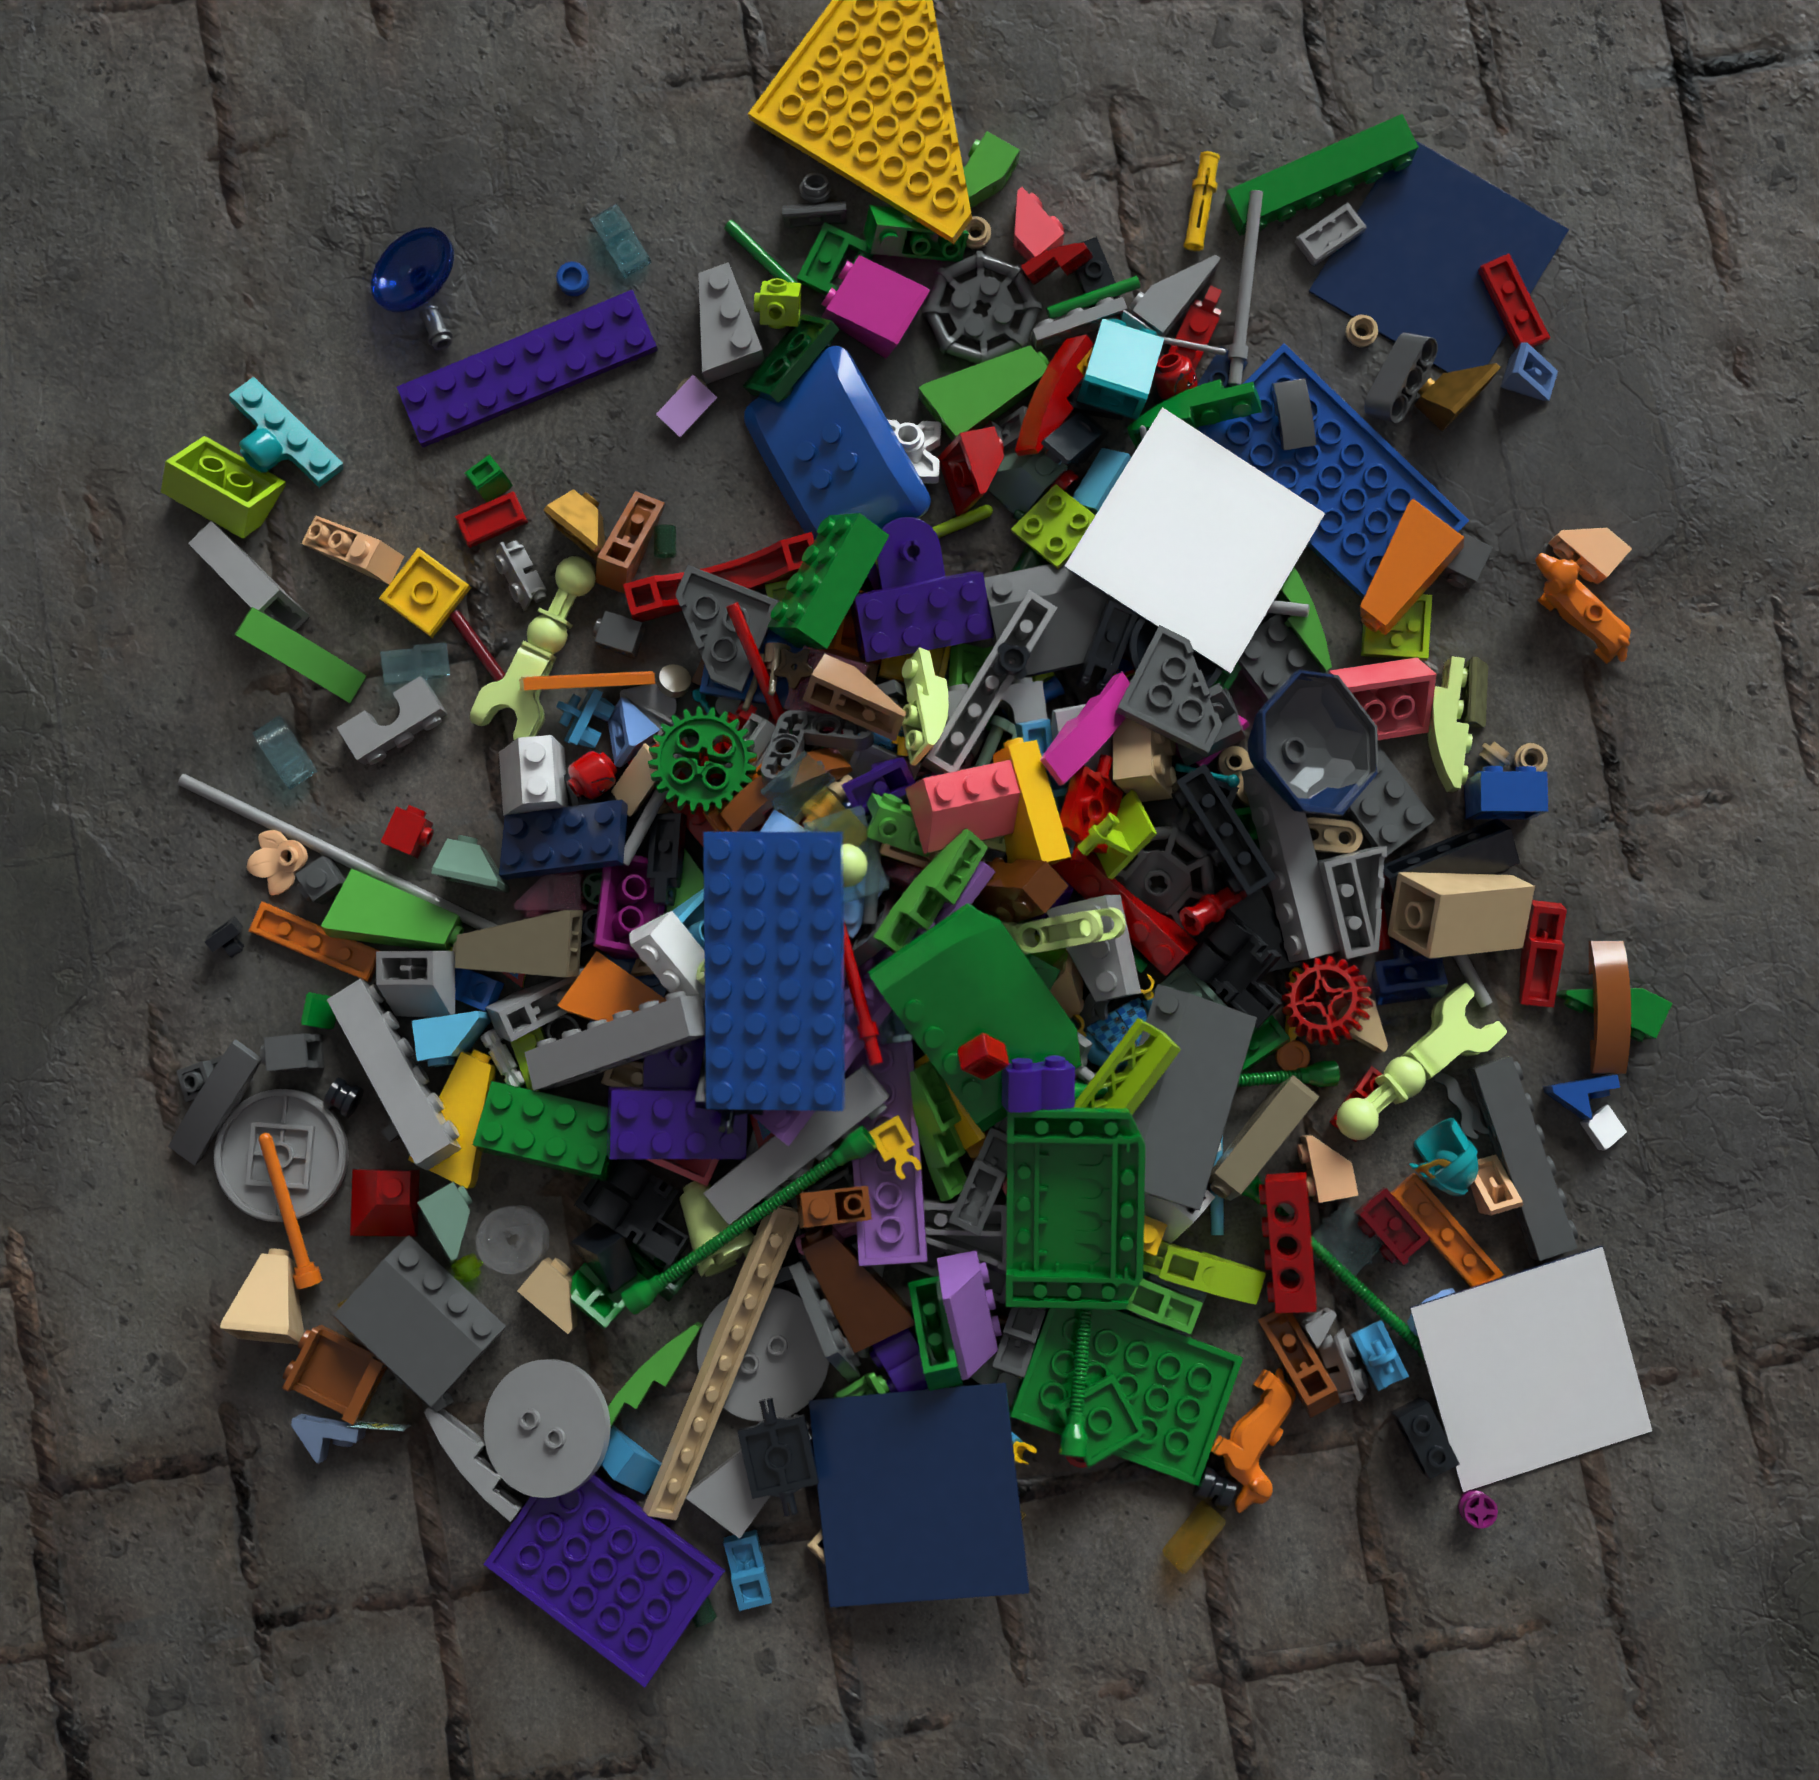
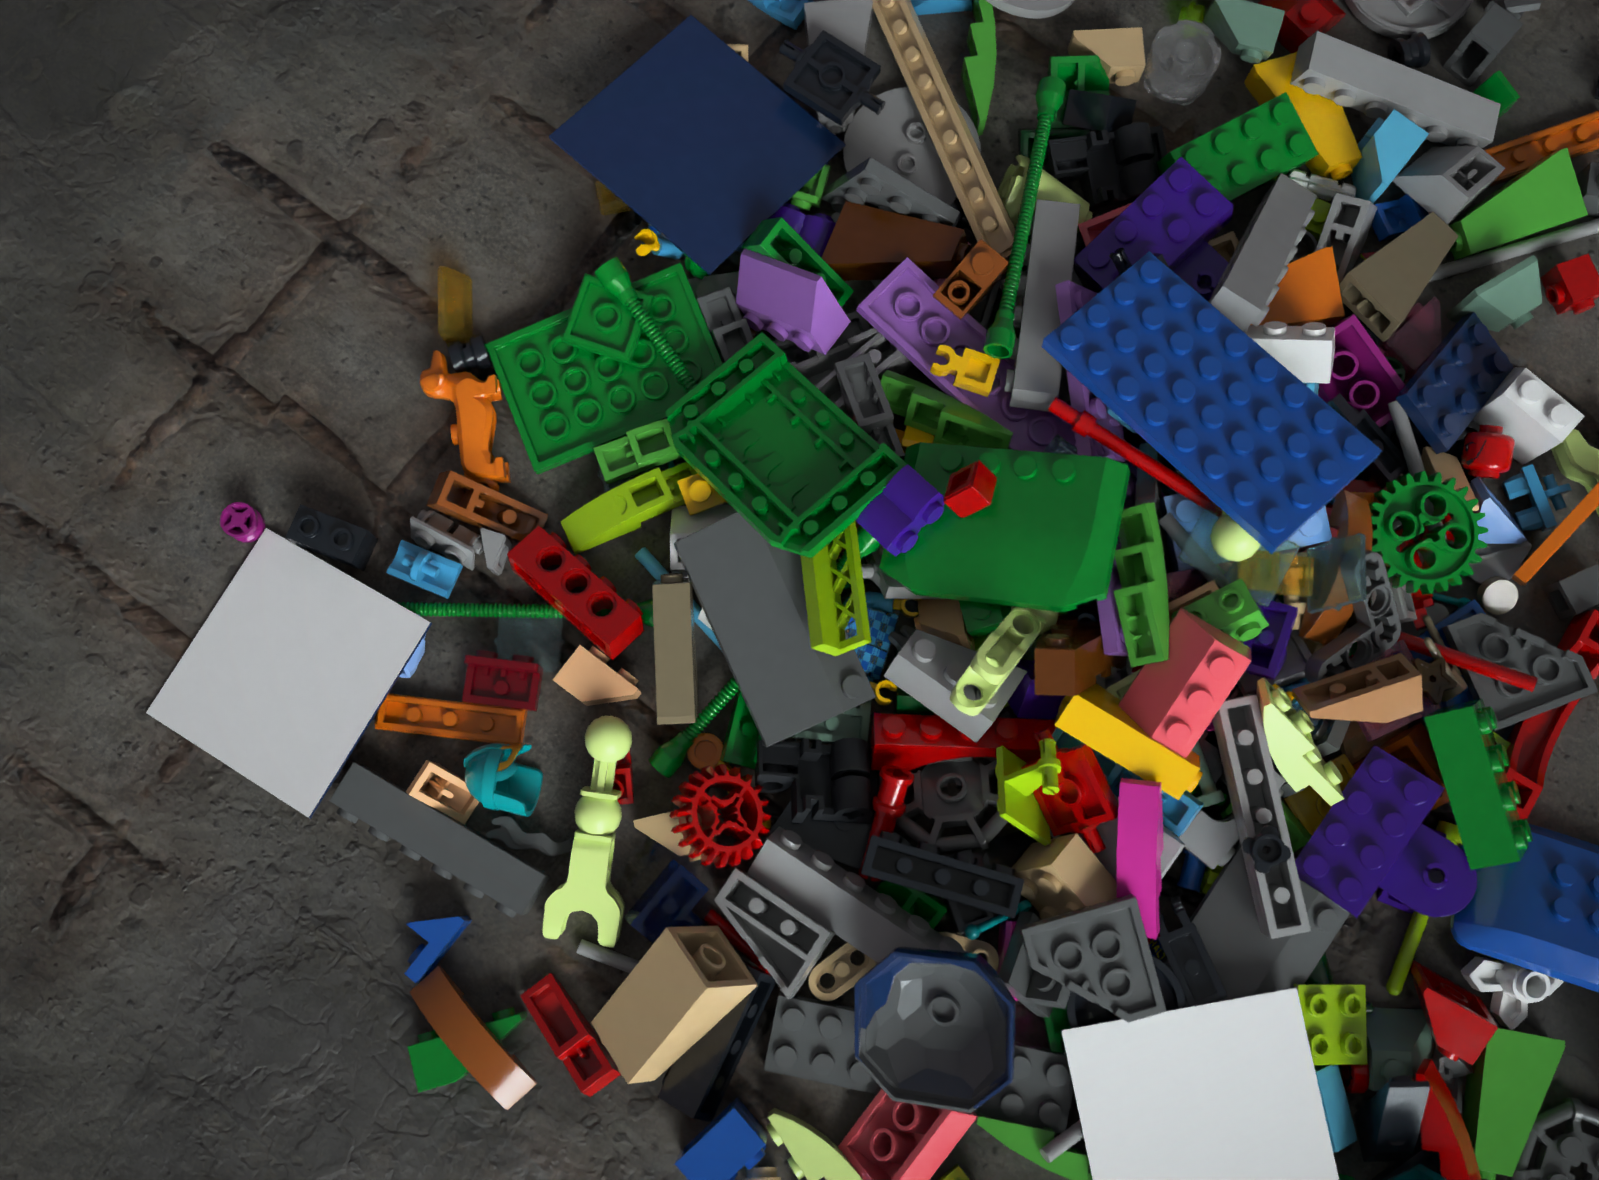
camera: 135 degrees right, 5 degrees down
(1603, 1128) = (389, 930): white slope -> none

